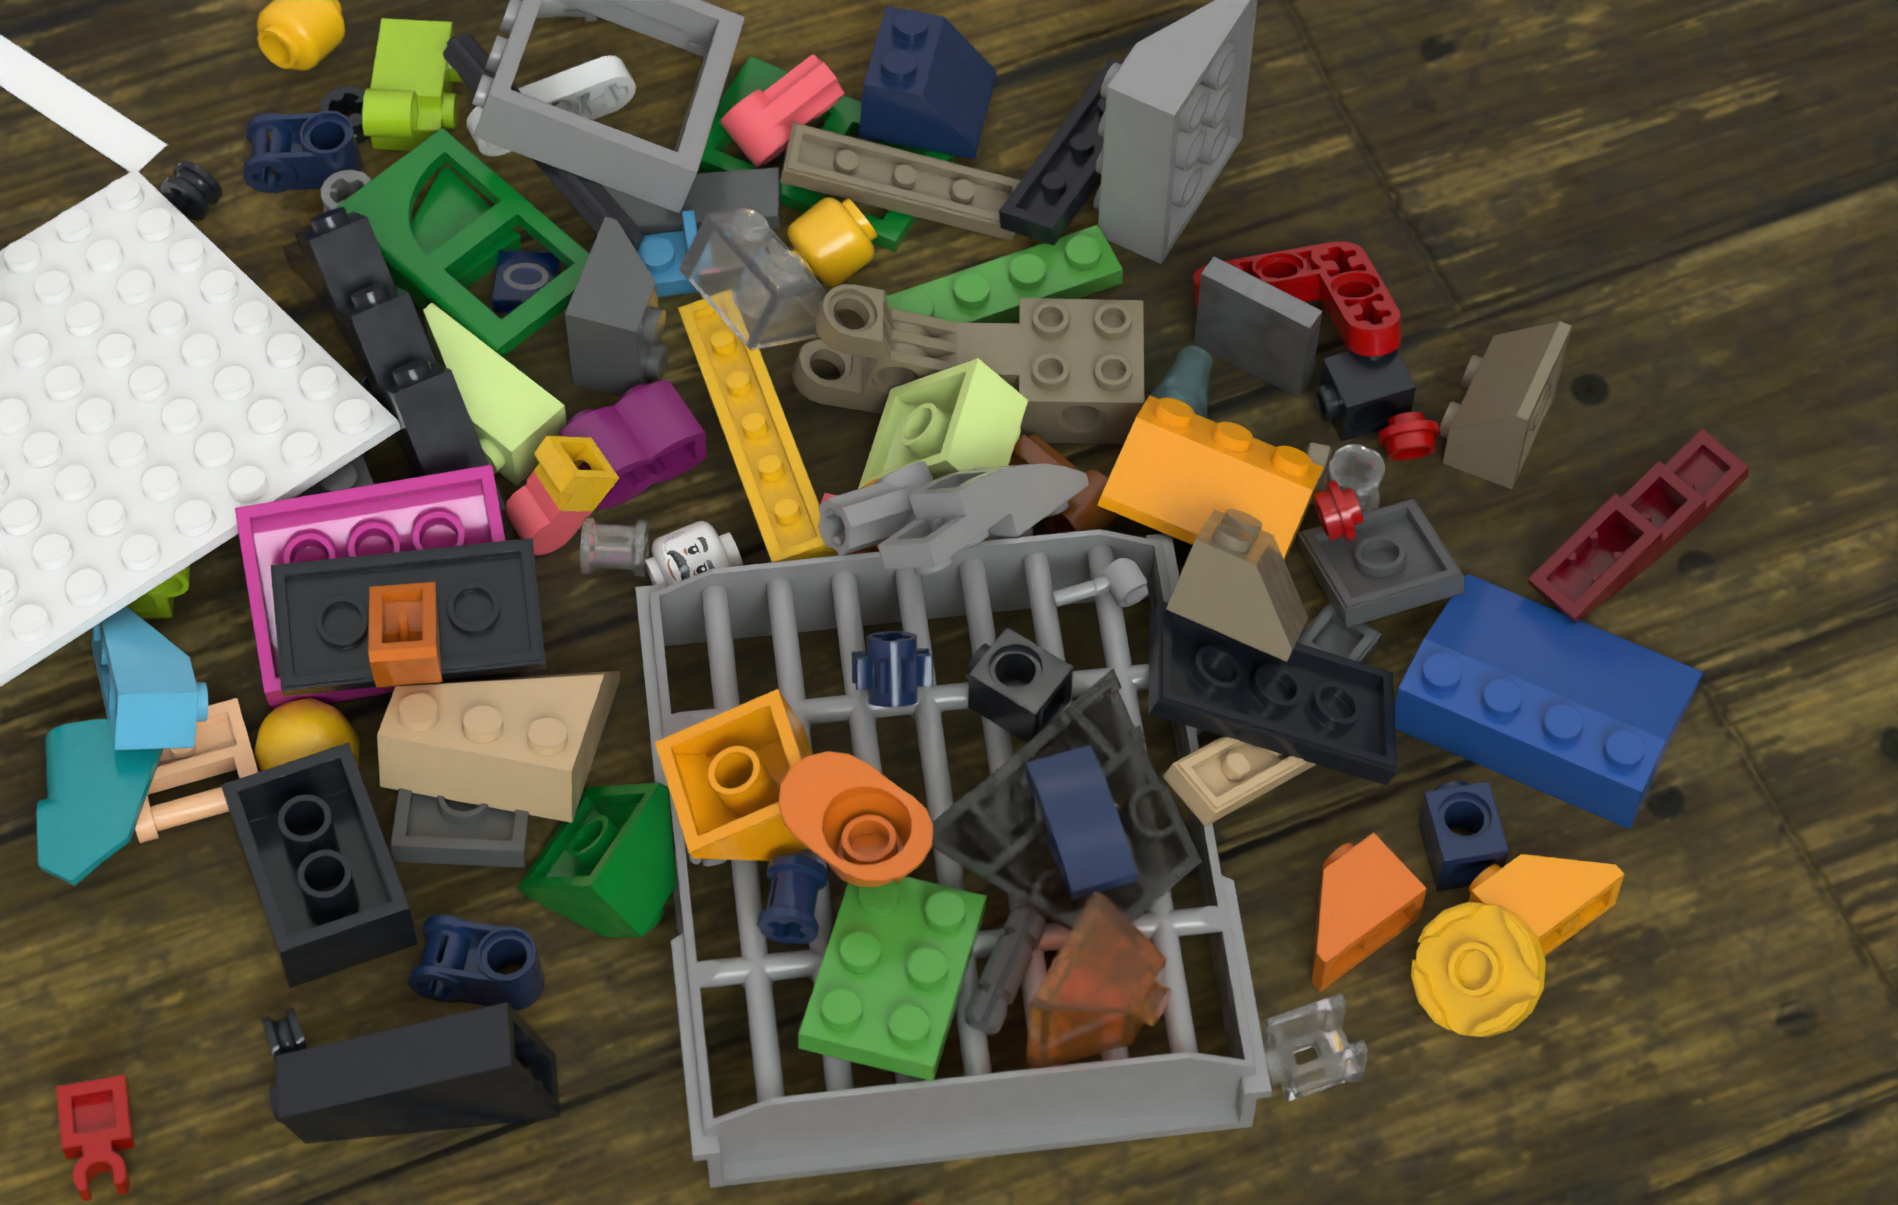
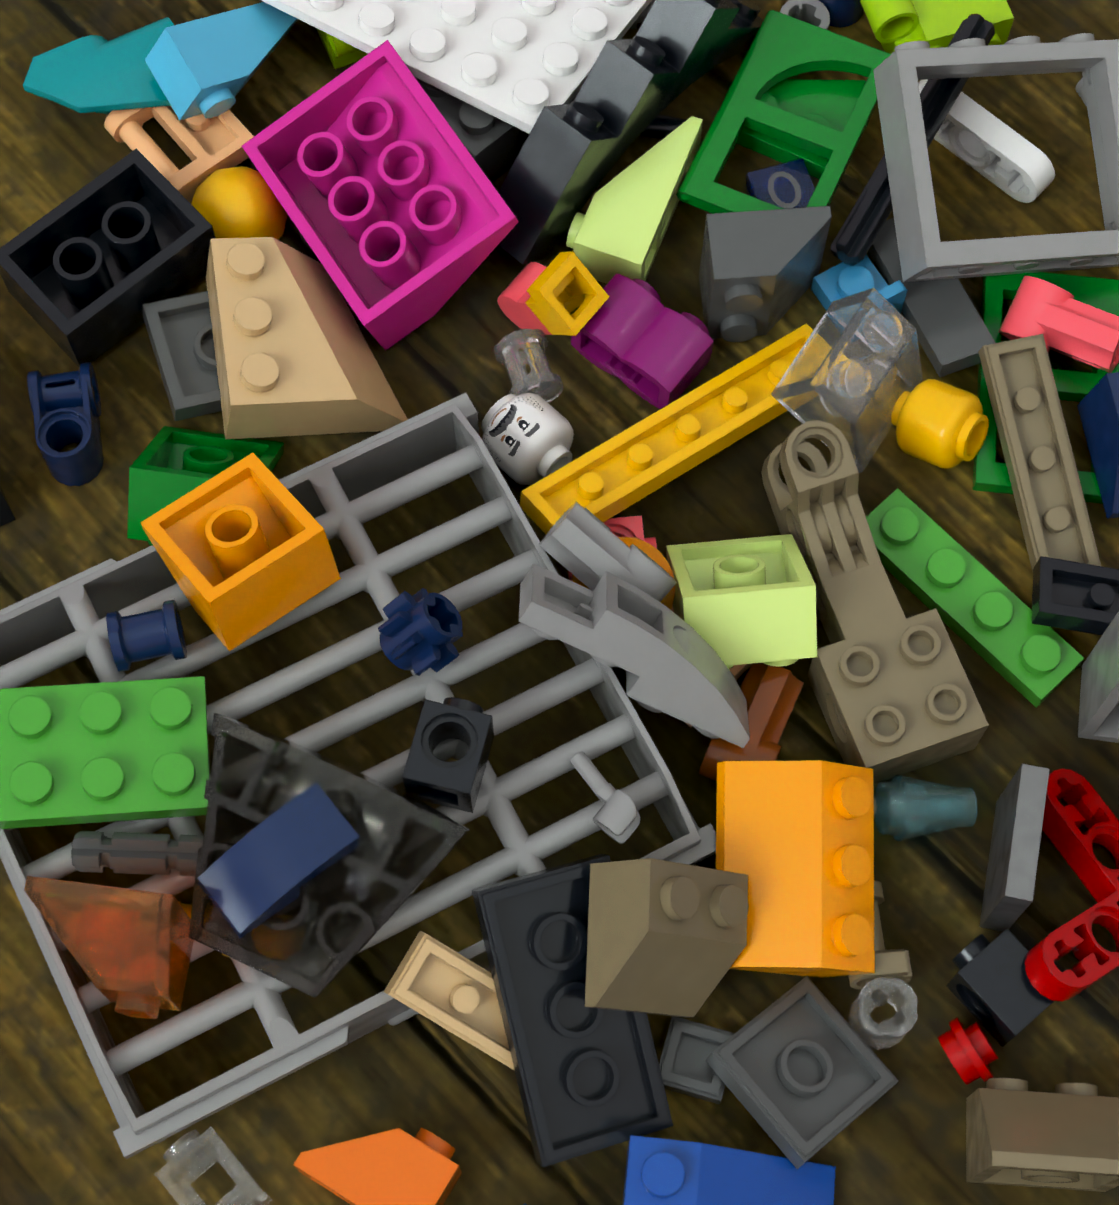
camera: 70 degrees right, 10 degrees up
(404, 634) = (304, 213): orange slope -> none
(483, 603) = (346, 220): black tile -> none
(855, 819) = (200, 647): orange piece -> none
(1338, 511) = (826, 1004): red plate -> none

